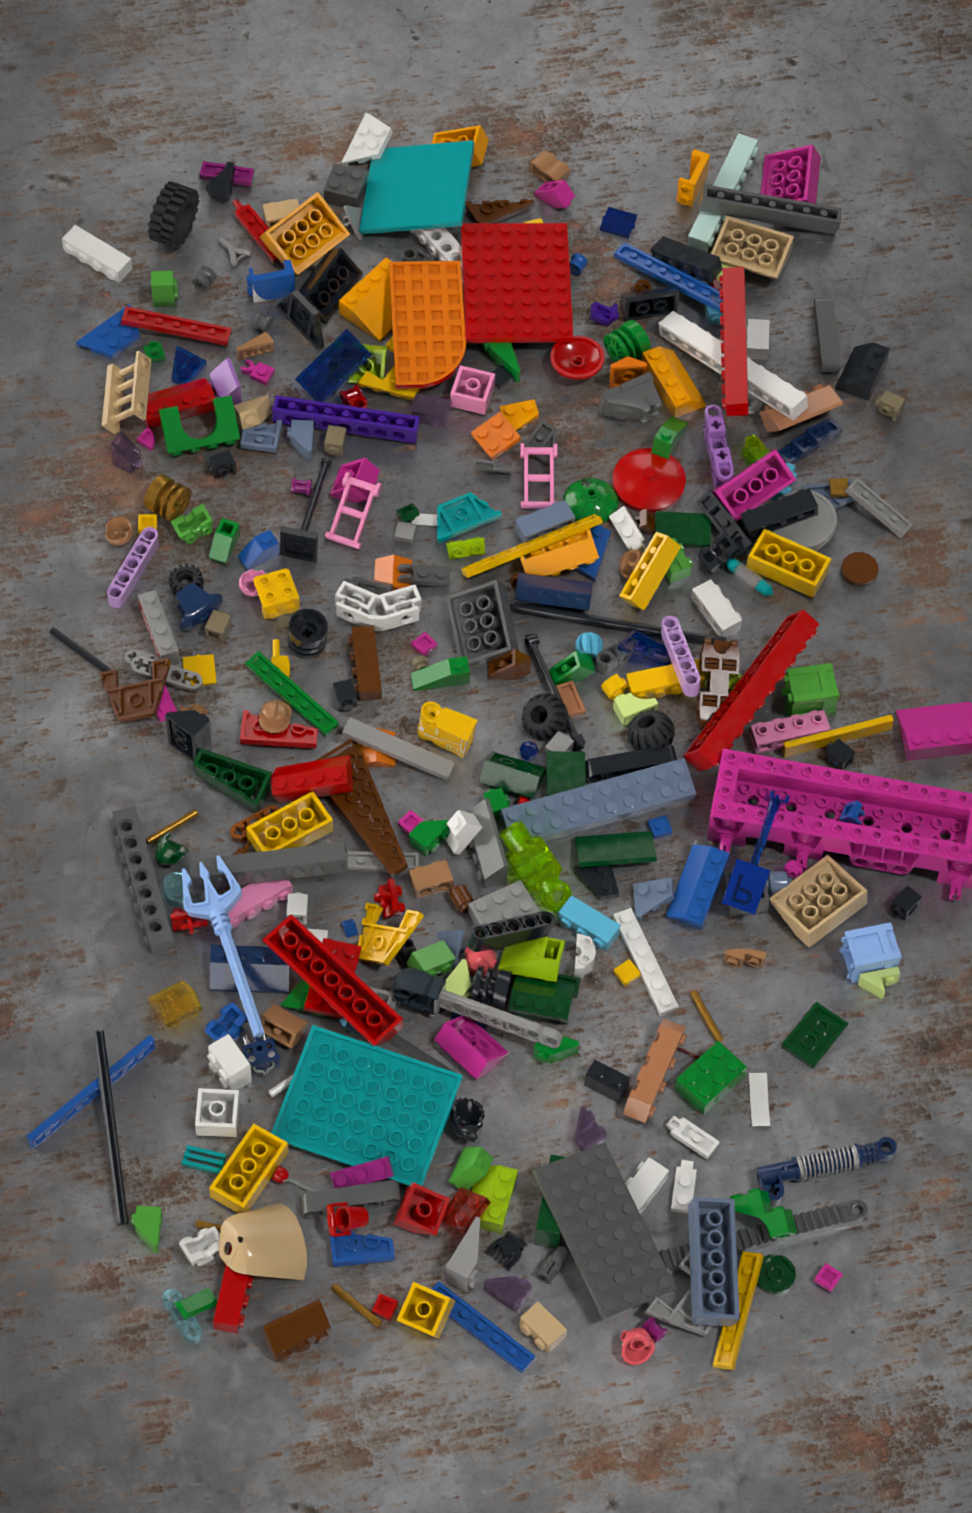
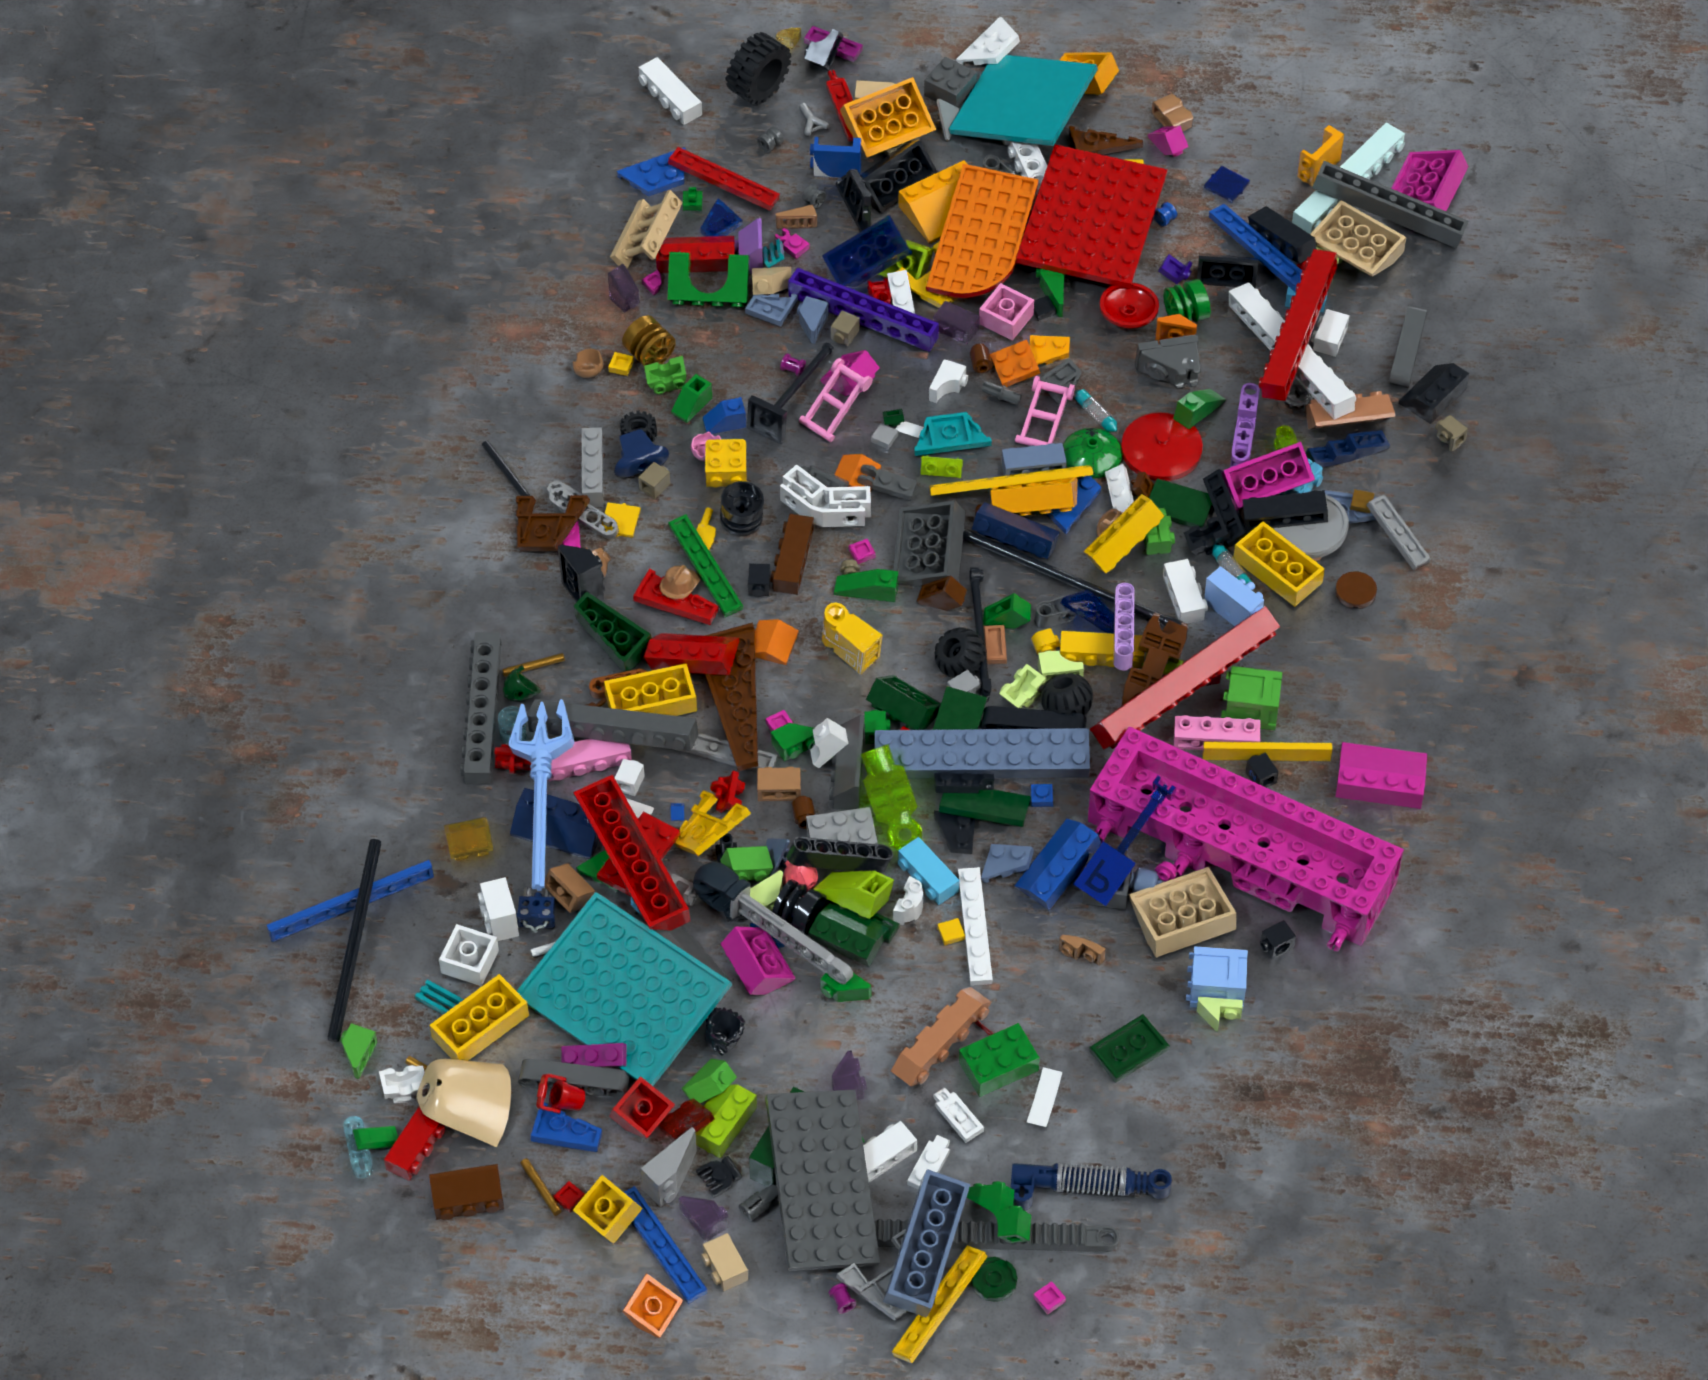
camera: 20 degrees right, 5 degrees down
(129, 574) = (589, 402): lavender beam -> none
(163, 288) = (723, 138): bright green brick -> none
(184, 176) = (789, 37): none -> clear yellow slope
(221, 464) = (718, 323): black brick -> none
(228, 1023) = (515, 871): blue cylinder -> none
(244, 382) = (766, 252): none -> teal tile
(281, 1176) = (512, 1035): hinge -> none
(373, 393) = (901, 290): none -> white hinge
(398, 748) = (793, 646): light grey tile -> none
(444, 465) = (948, 379): none -> white arch
(464, 438) = (980, 358): none -> reddish brown brick
(494, 1385) = (652, 1306): none -> orange slope
(528, 751) = (931, 683): clear blue tile -> none
(581, 461) = (1096, 410): none -> piece
(589, 643) = (1033, 591): medium azure piece -> none
(590, 835) = (962, 783): none -> black hinge
(607, 1081) = (886, 1033): black brick -> none
(611, 734) = (1024, 688): none -> yellowish green cylinder
(636, 1346) = (816, 1309): coral helmet -> none
(640, 285) = (1226, 249): reddish brown plate -> none
(672, 381) = (1223, 352): light orange slope -> none
(706, 1016) = (1019, 997): pearl gold bar -> none
(763, 606) = (1231, 597): none -> light blue piece
(851, 812) = (1244, 827): blue tile -> none

